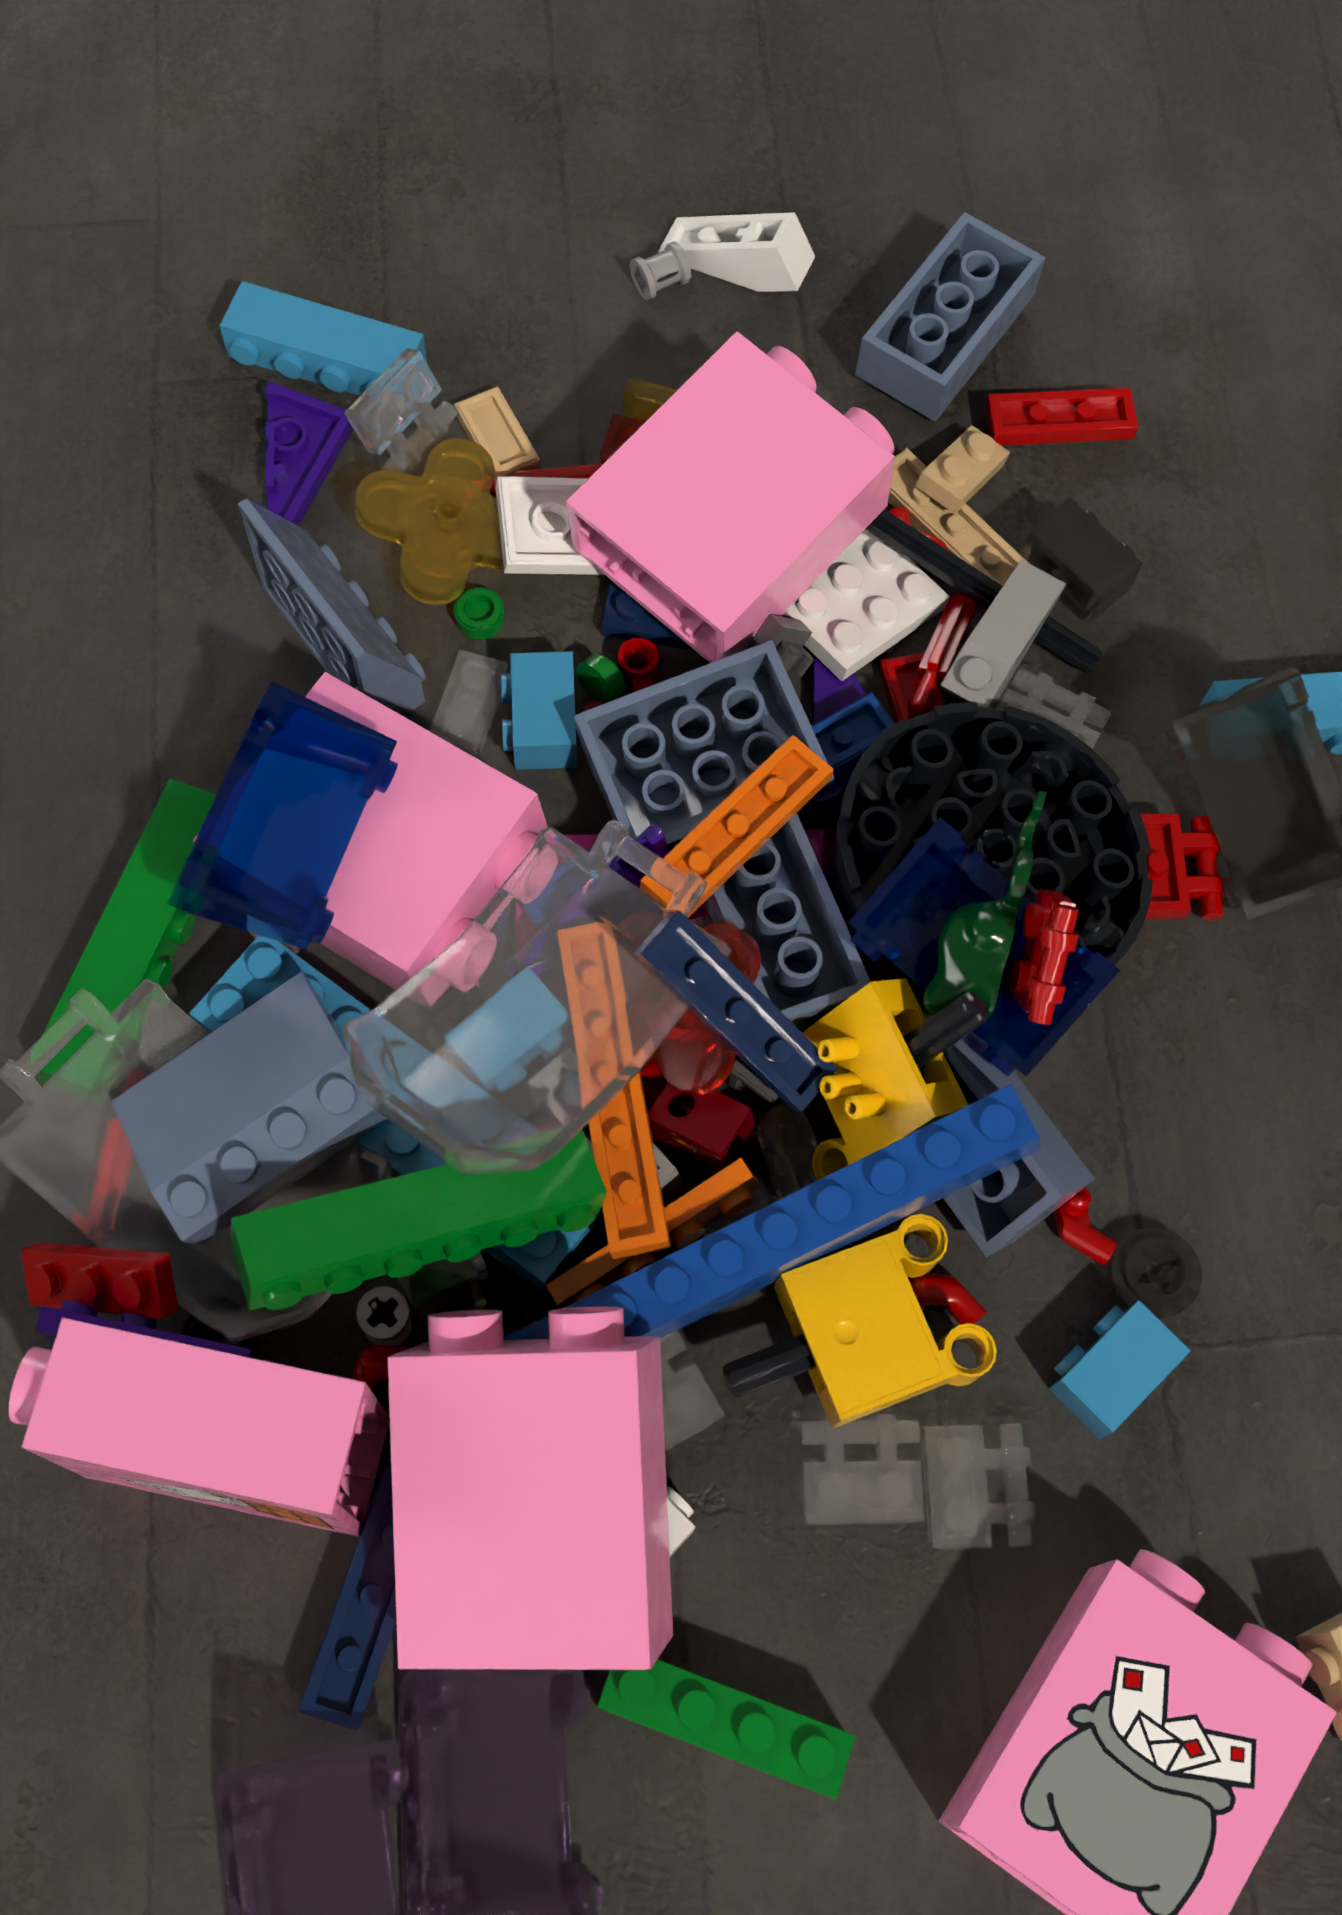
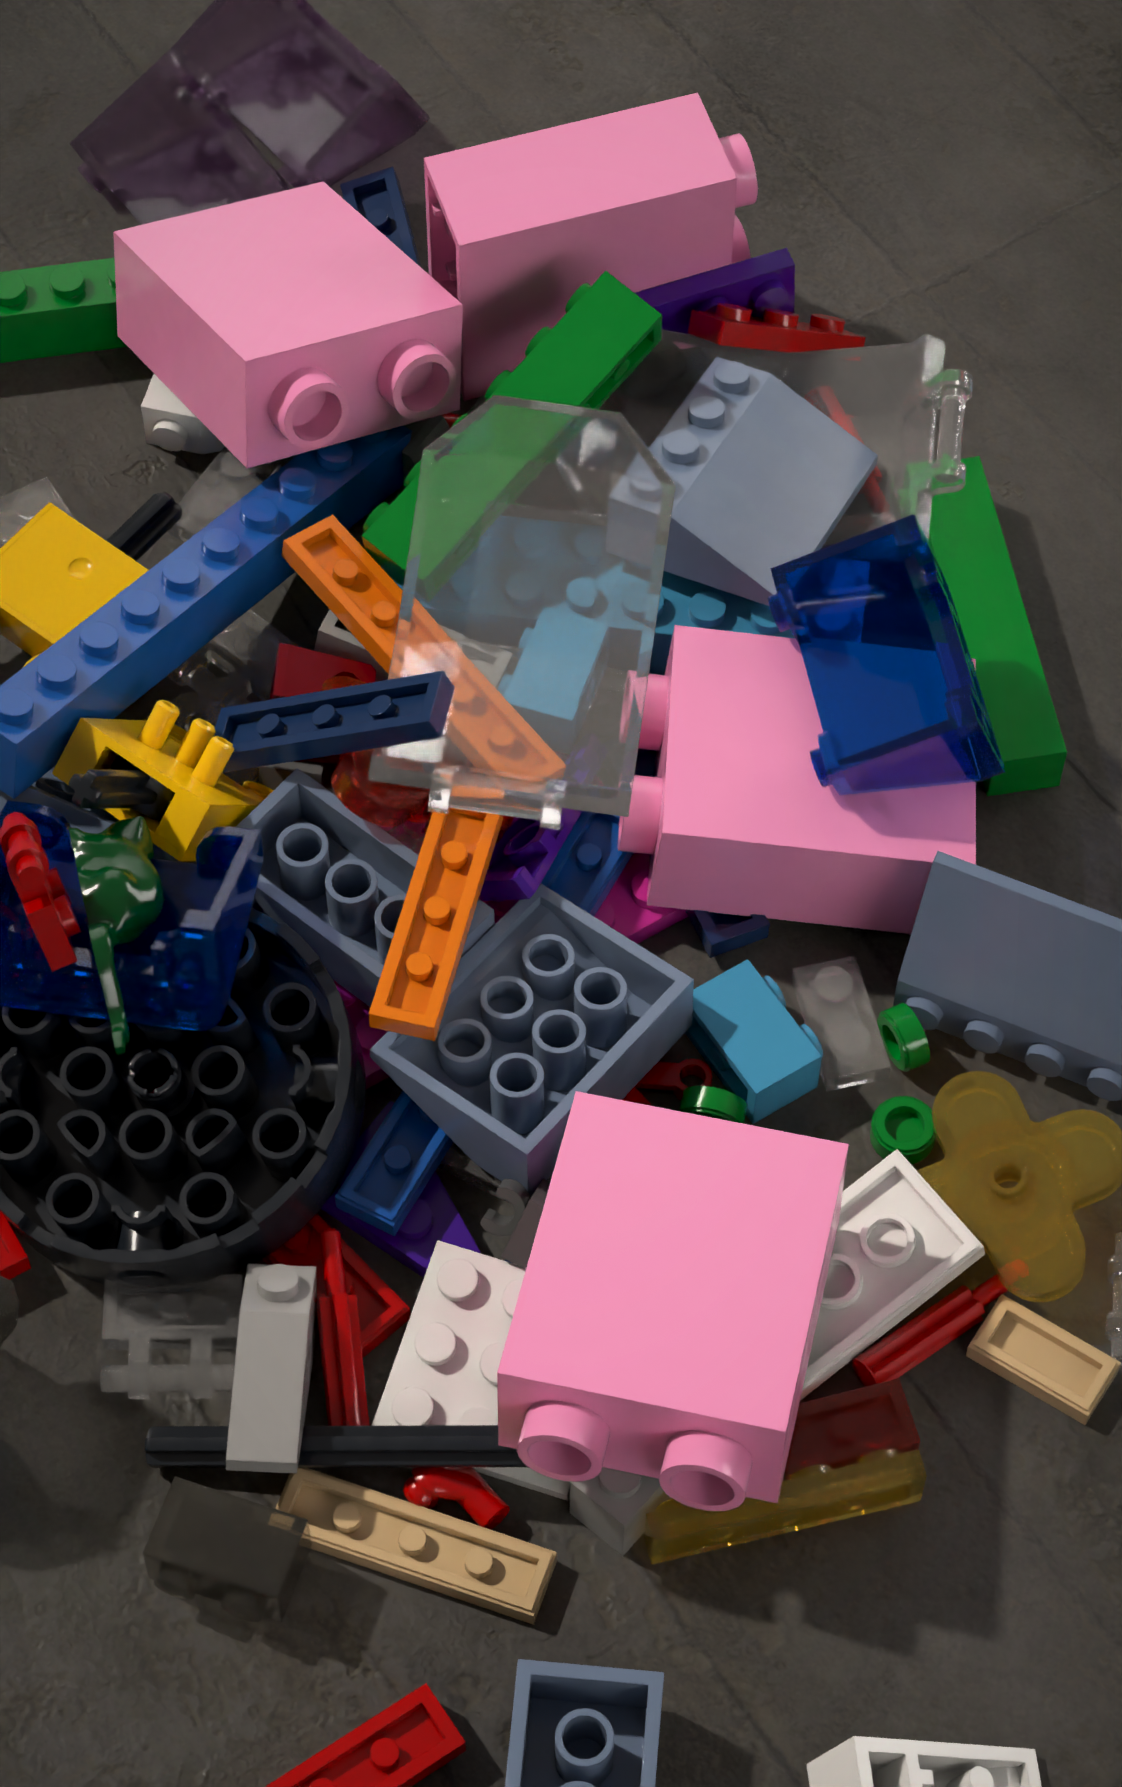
camera: 155 degrees right, 10 degrees down
(438, 659) = (903, 1037): none -> green tile
(660, 270) = (1005, 1698): light grey bush -> none
(722, 1193) = (286, 619): orange plate -> none
(962, 469) = (442, 1616): tan plate -> none

